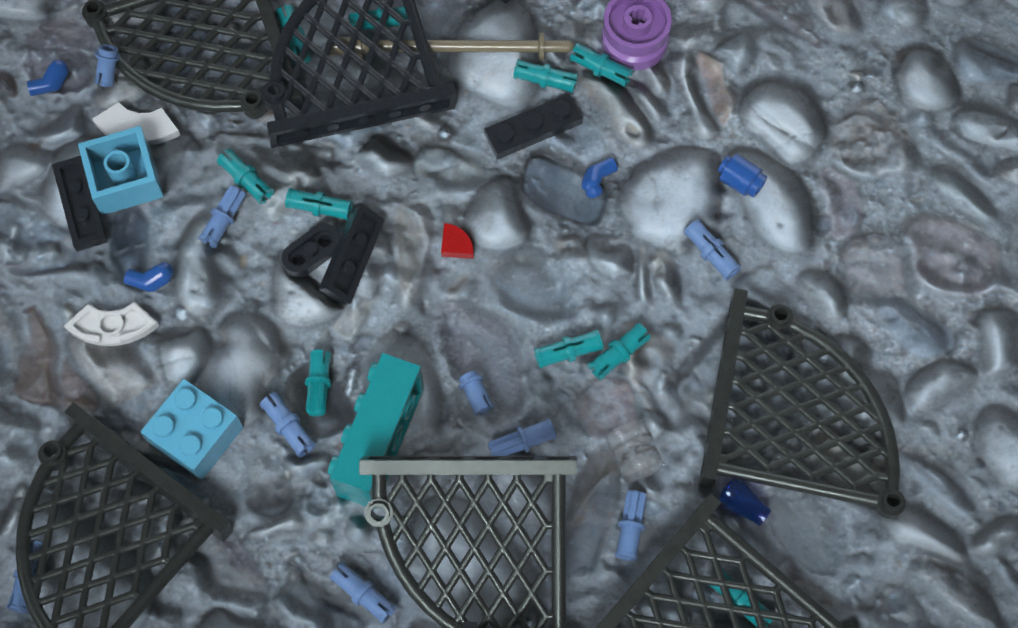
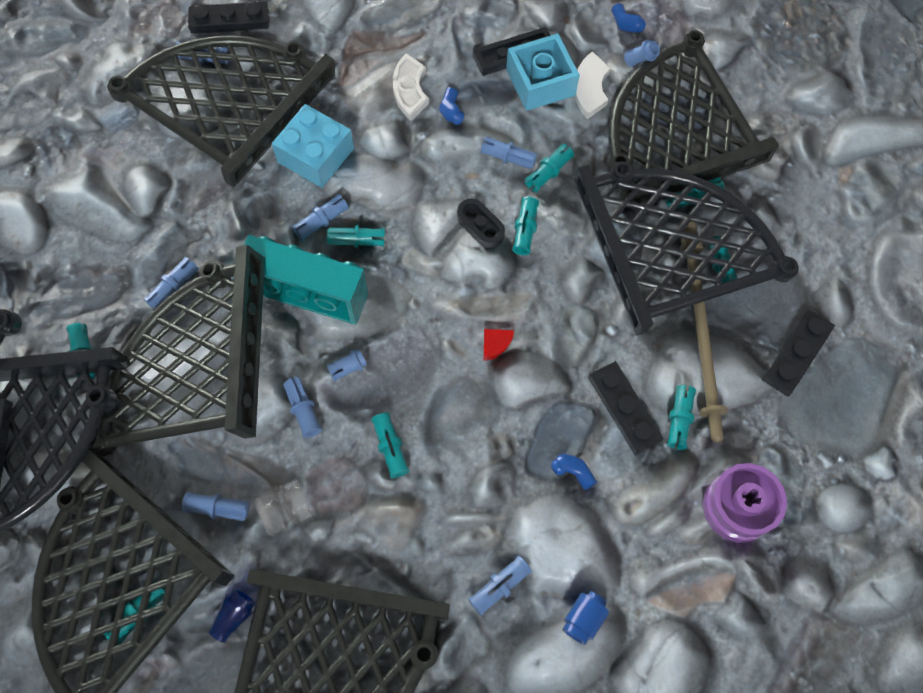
camera: 85 degrees right, 0 degrees up
(351, 254) = (477, 254): black plate -> none
(601, 65) = (701, 471): teal pin -> none
(619, 351) = (389, 493): teal pin -> none

